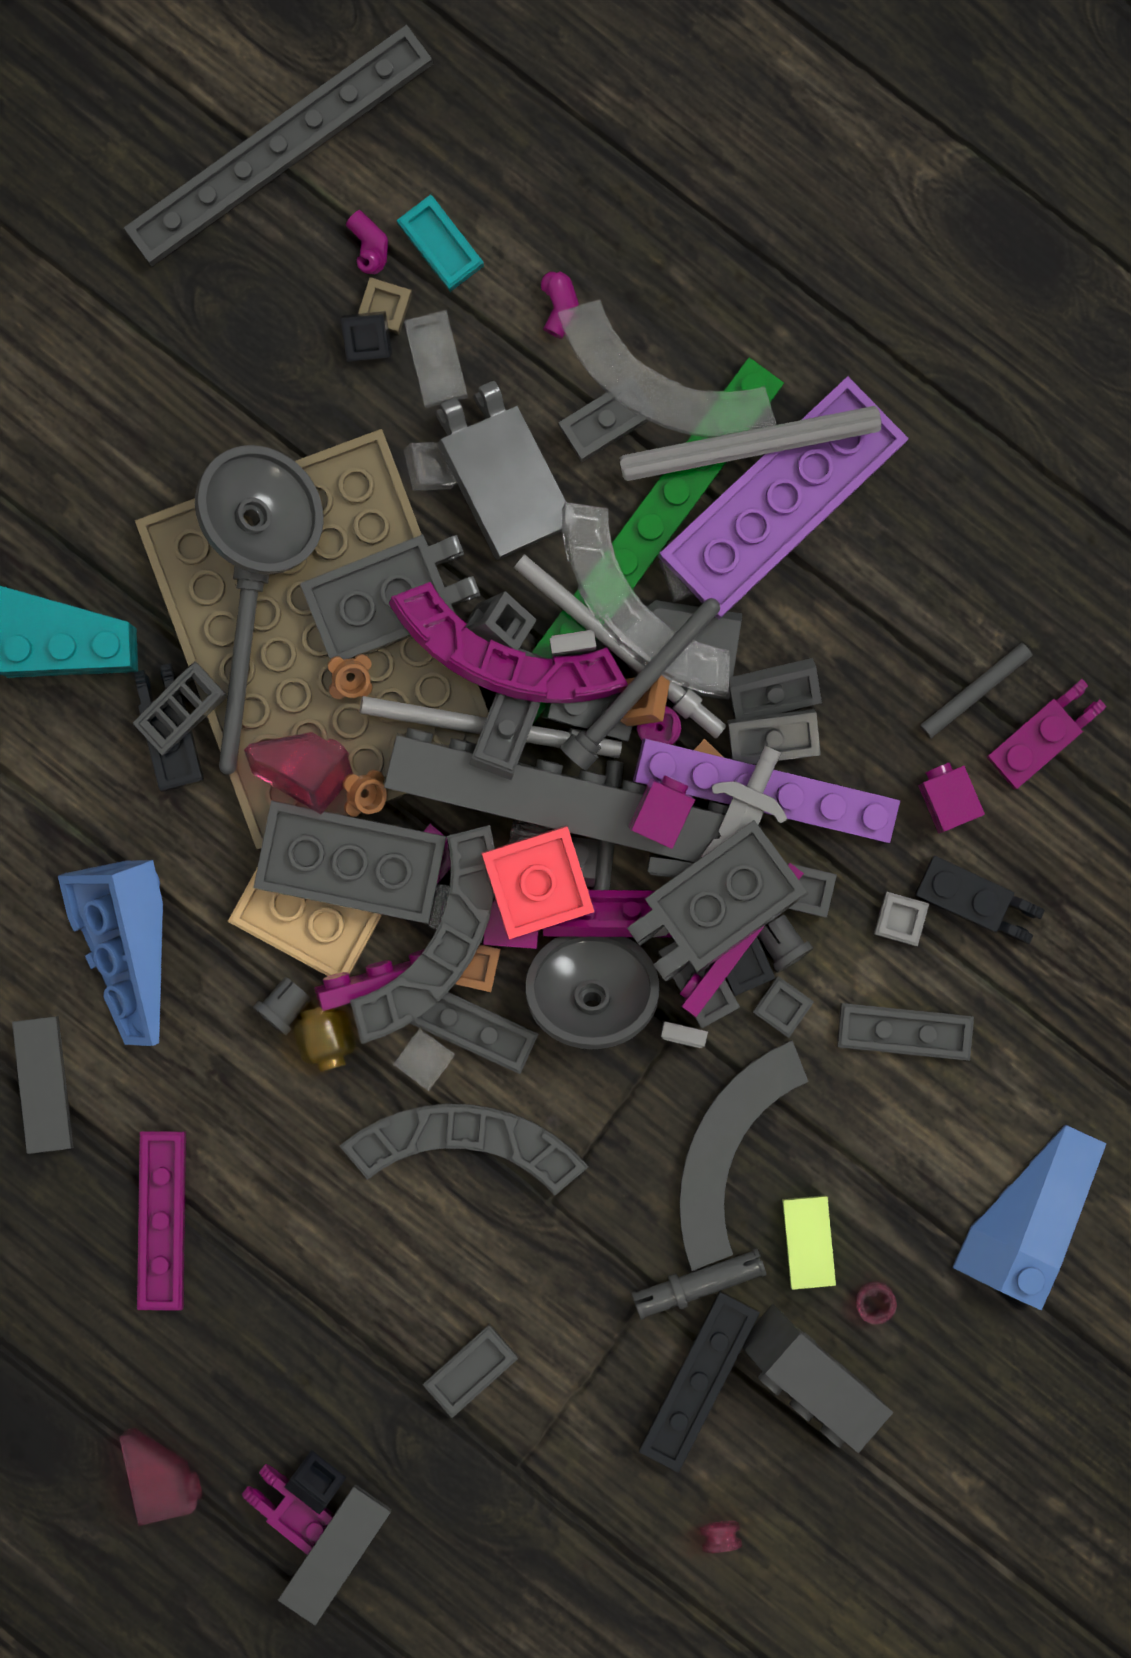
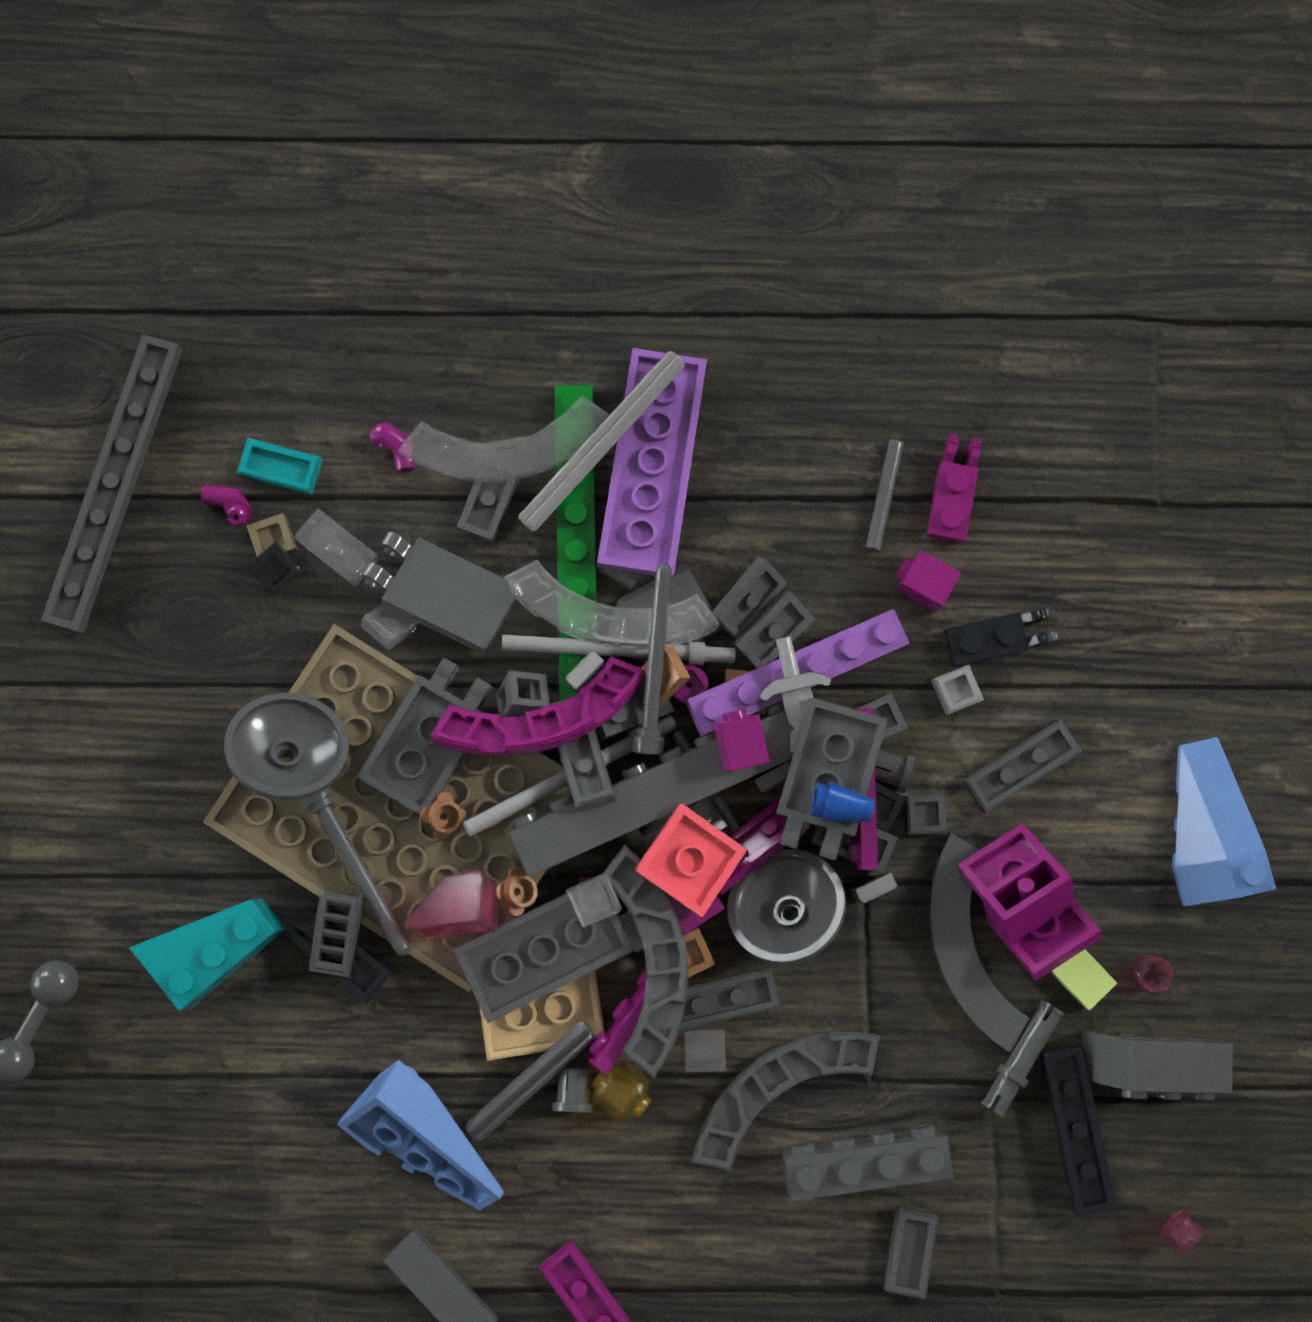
camera: 45 degrees left, 5 degrees down
(252, 967) = (530, 1081): none -> dark grey axle
(426, 851) = (594, 900): none -> clear plate
(489, 1263) = (866, 1163): none -> dark grey brick
(705, 933) = (840, 804): none -> blue cone
(811, 1151) = (1029, 901): none -> magenta bracket

